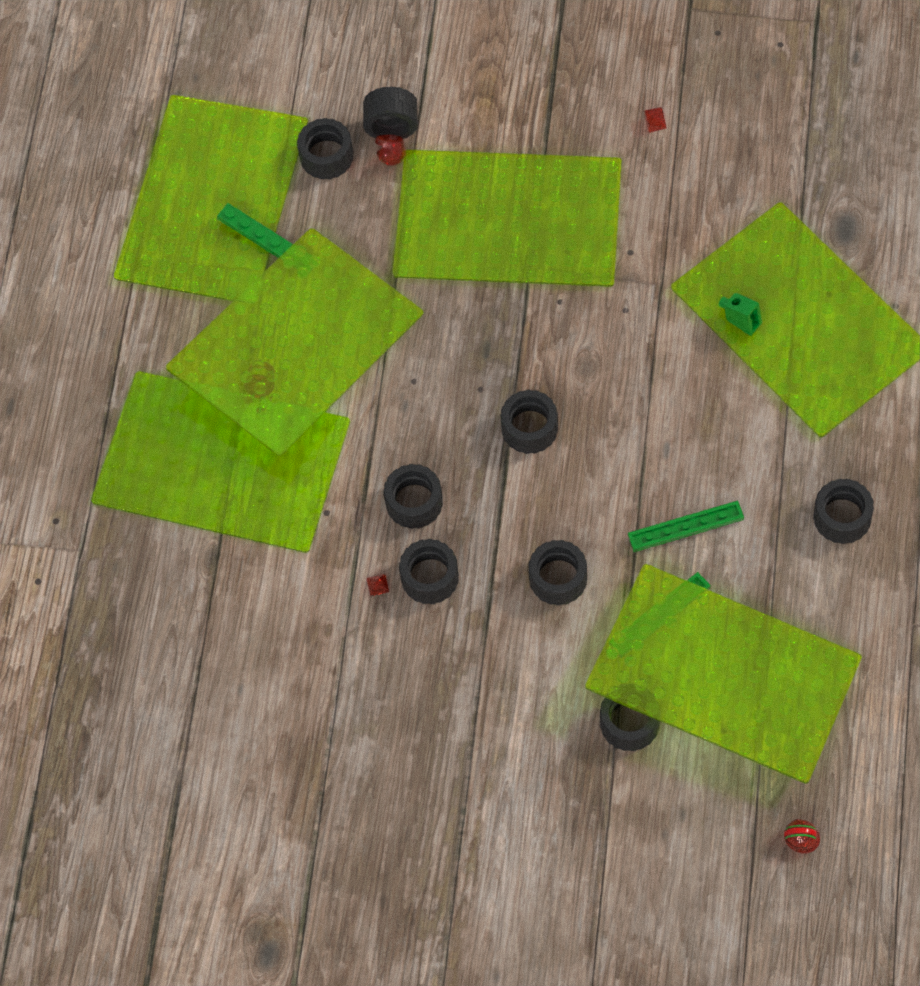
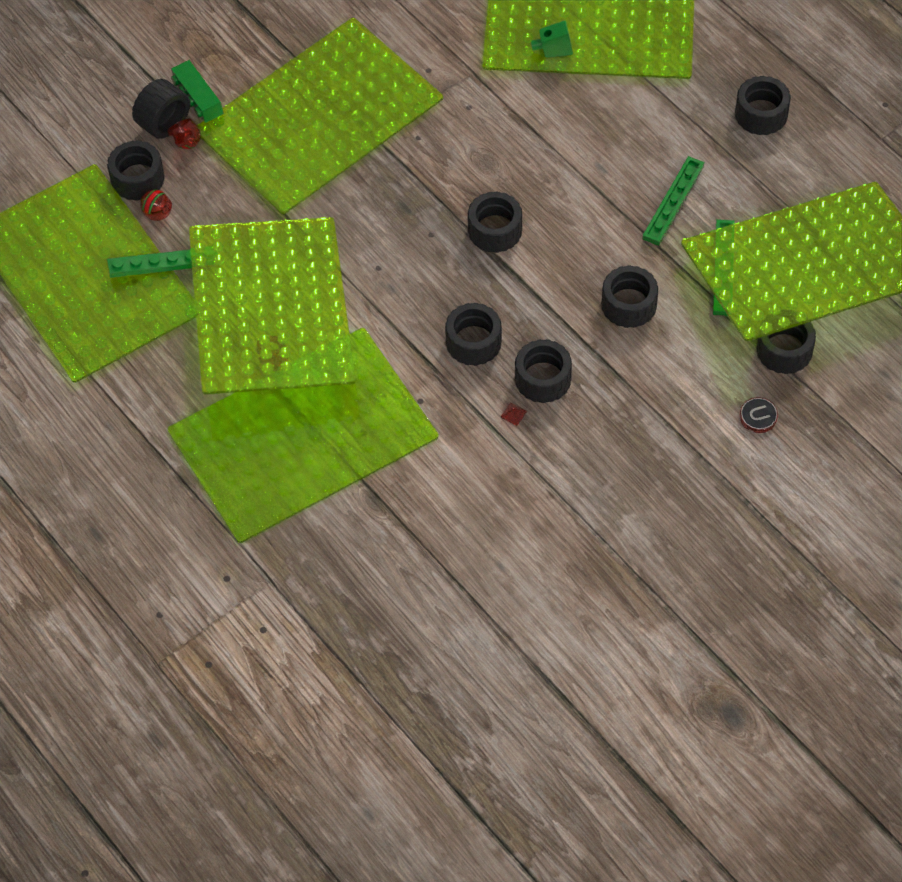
camera: 50 degrees left, 5 degrees down
(310, 187) = (155, 205): none -> clear red helmet
(437, 121) = (200, 94): none -> green brick
(548, 754) = (758, 415): none -> black tile

